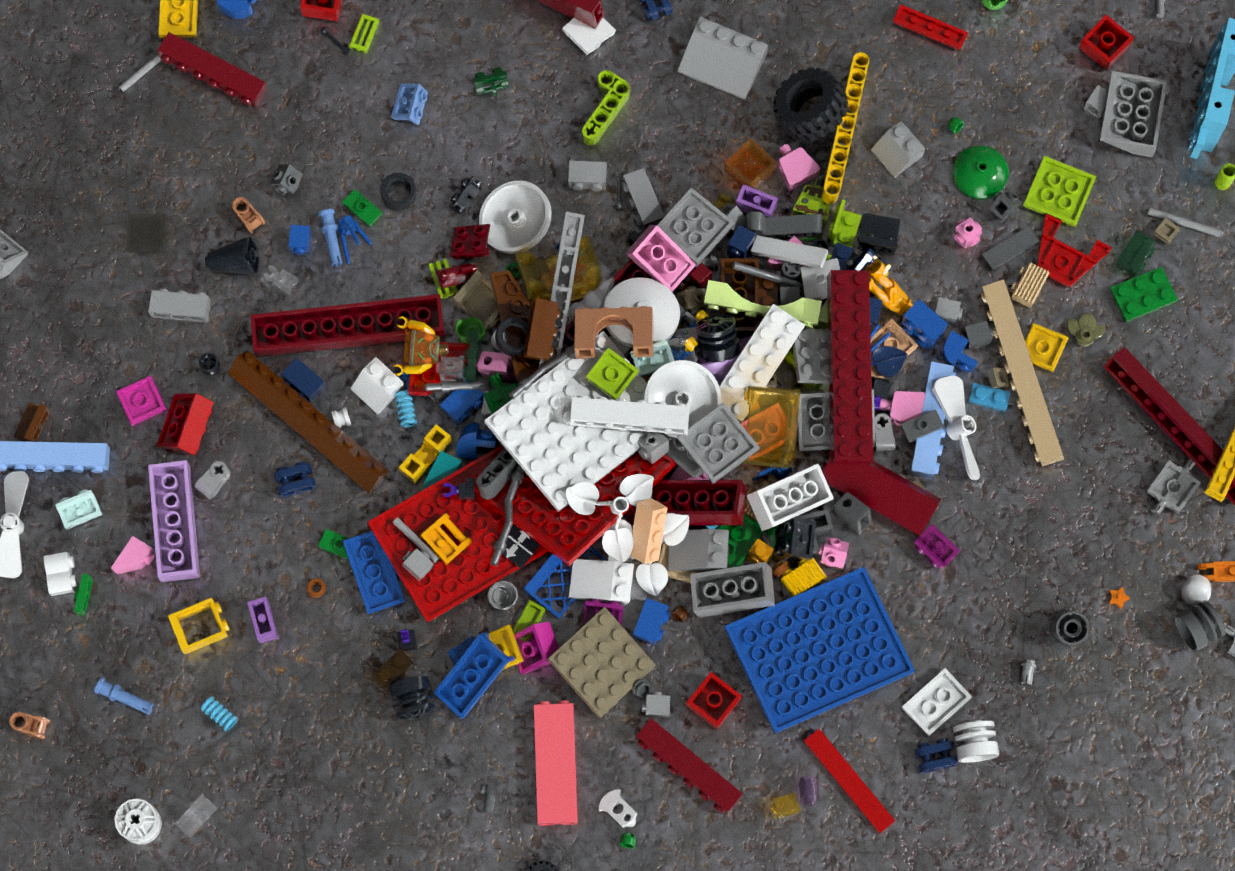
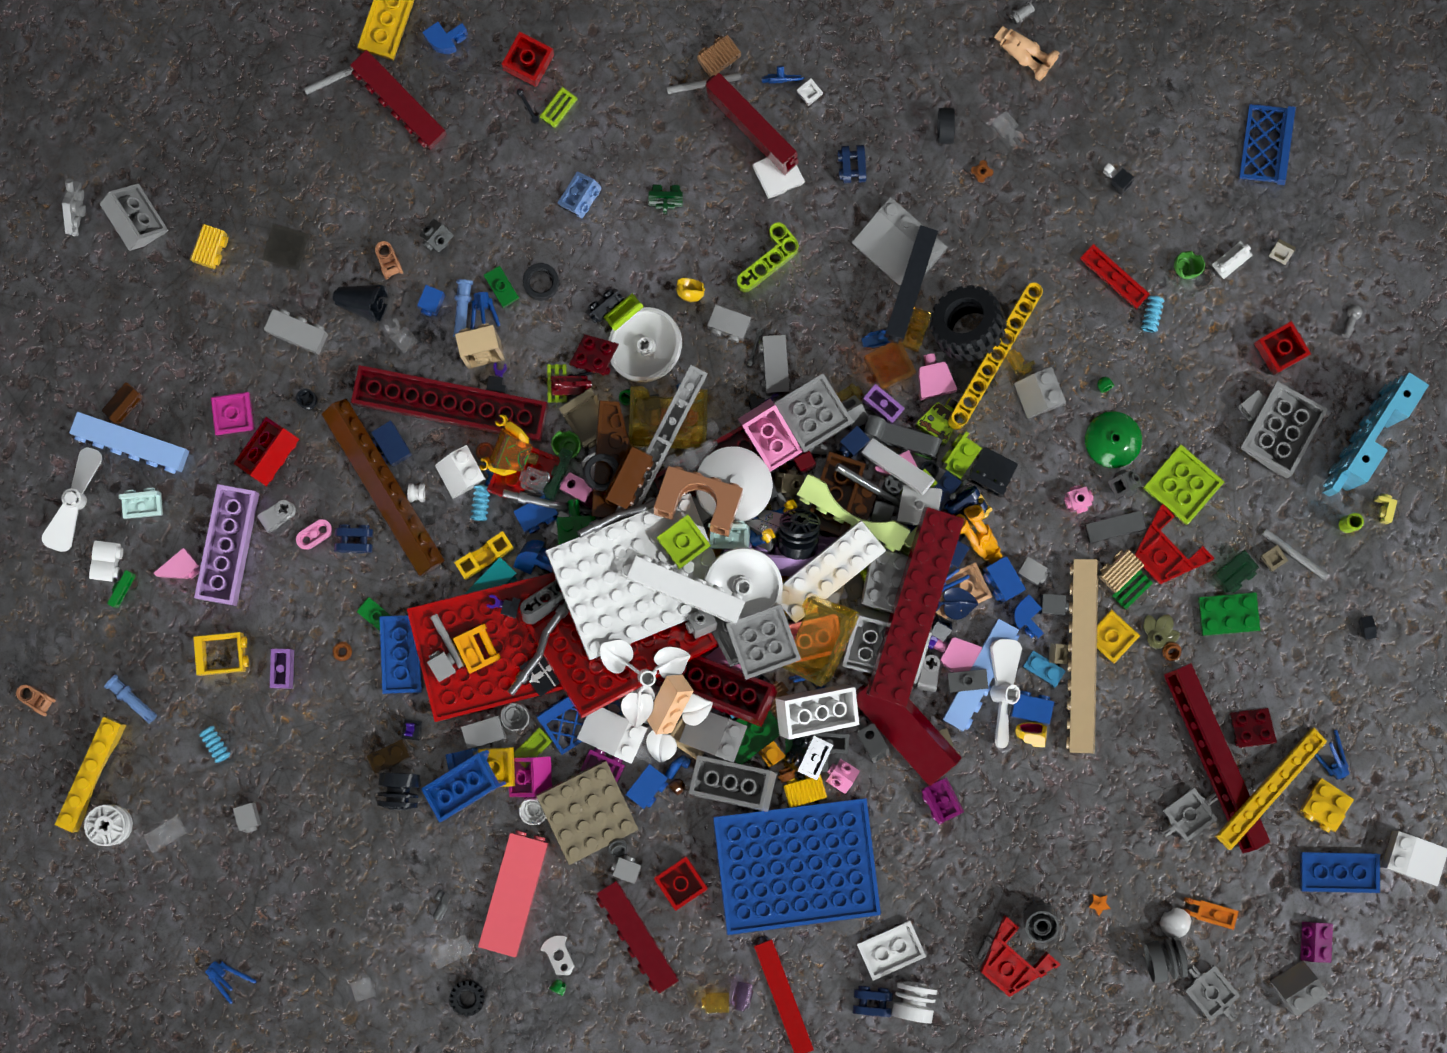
camera: 15 degrees right, 10 degrees up
(72, 254) = (209, 247): none -> yellow brick
(101, 799) = (79, 796): none -> yellow arch
(254, 487) = (314, 534): none -> bright pink plate
(272, 773) = (247, 817): none -> light grey brick
(361, 260) = (479, 346): none -> tan brick
(385, 292) = (496, 382): none -> black piece
(393, 359) = (484, 450): none -> dark orange plate
(477, 619) = (483, 732): none -> light grey brick
(485, 194) = (623, 312): none -> lime tile
(512, 838) = (451, 951): none -> clear plate
(541, 156) = (690, 289): none -> yellow hair
(548, 679) = (531, 811): none -> white hair
(672, 592) = (676, 764): none -> blue arm
(731, 146) = (875, 339): none -> blue piece
(746, 84) = (911, 284): none -> black brick
(763, 128) = (916, 329): none -> clear yellow slope
(867, 129) = (1016, 361): none -> clear yellow bracket
(976, 48) = (1152, 314): none -> medium azure piece
(992, 435) = (1033, 708): none -> blue brick
(999, 458) = (1032, 733): none -> yellow rock
(1052, 682) = (1007, 967): none -> red wing
(1053, 286) = (1140, 592): none -> green tile
(1107, 343) = (1175, 654): none -> dark orange plate
(1203, 390) = (1253, 728): none -> dark red hinge

